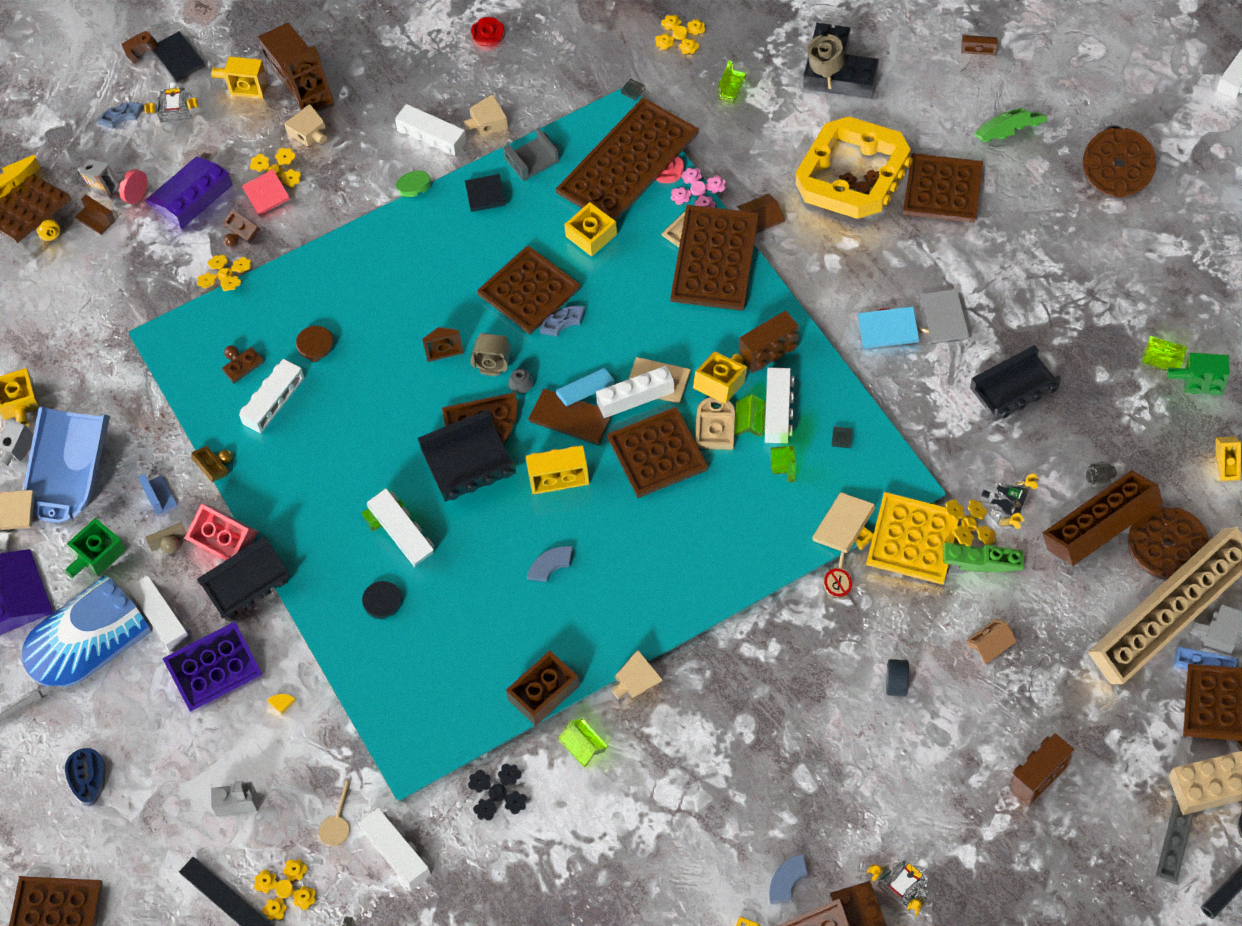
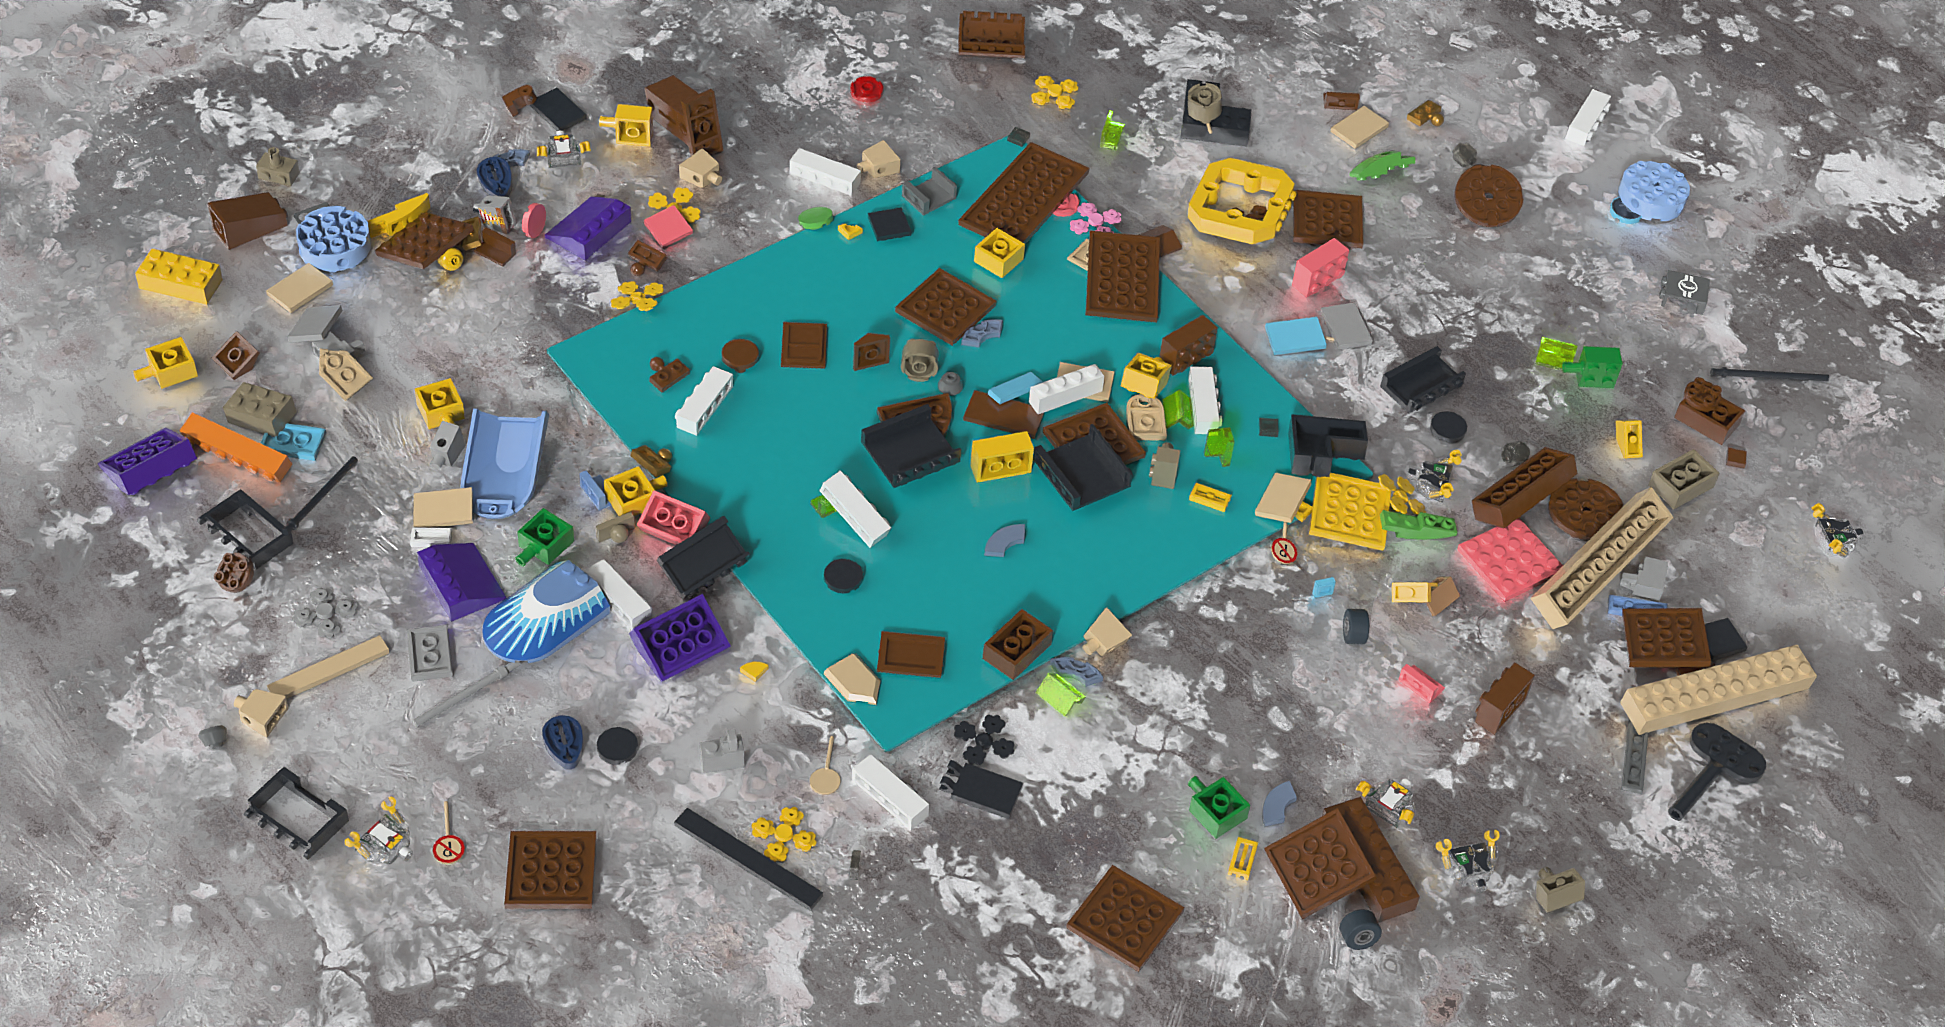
camera: 15 degrees left, 10 degrees down
(76, 192) = (473, 239): none -> pearl gold plate
(114, 137) = (503, 174): none -> dark blue piece
(136, 783) = (617, 745): none -> black tile
(185, 497) = (631, 491): none -> yellow brick
(376, 719) = (854, 680): none -> tan tile
(381, 331) = (804, 345): none -> reddish brown piece
(436, 693) = (911, 654): none -> reddish brown piece
(445, 199) = (850, 231): none -> yellow tile
(488, 848) = (982, 788): none -> black tile
(603, 713) = (1081, 671): none -> sand blue tile
(639, 486) = (1084, 469): none -> black panel
(721, 881) = (1217, 806): none -> green brick
(723, 484) = (1165, 466): none -> dark tan brick
(770, 524) = (1209, 498): none -> yellow tile
(872, 628) = (1324, 587): none -> medium azure tile
(891, 455) = (1320, 439): none -> black piece
(924, 249) = (1320, 267): none -> coral brick
(959, 743) = (1420, 682): none -> coral panel
(964, 637) = (1412, 592): none -> yellow panel
(994, 76) = (1359, 127): none -> tan tile
(1035, 439) = (1448, 426): none -> black tile
(1069, 58) = (1425, 112): none -> pearl gold plate
(1077, 600) = (1510, 559): none -> coral plate
(1101, 111) = (1464, 154): none -> clear smoke head

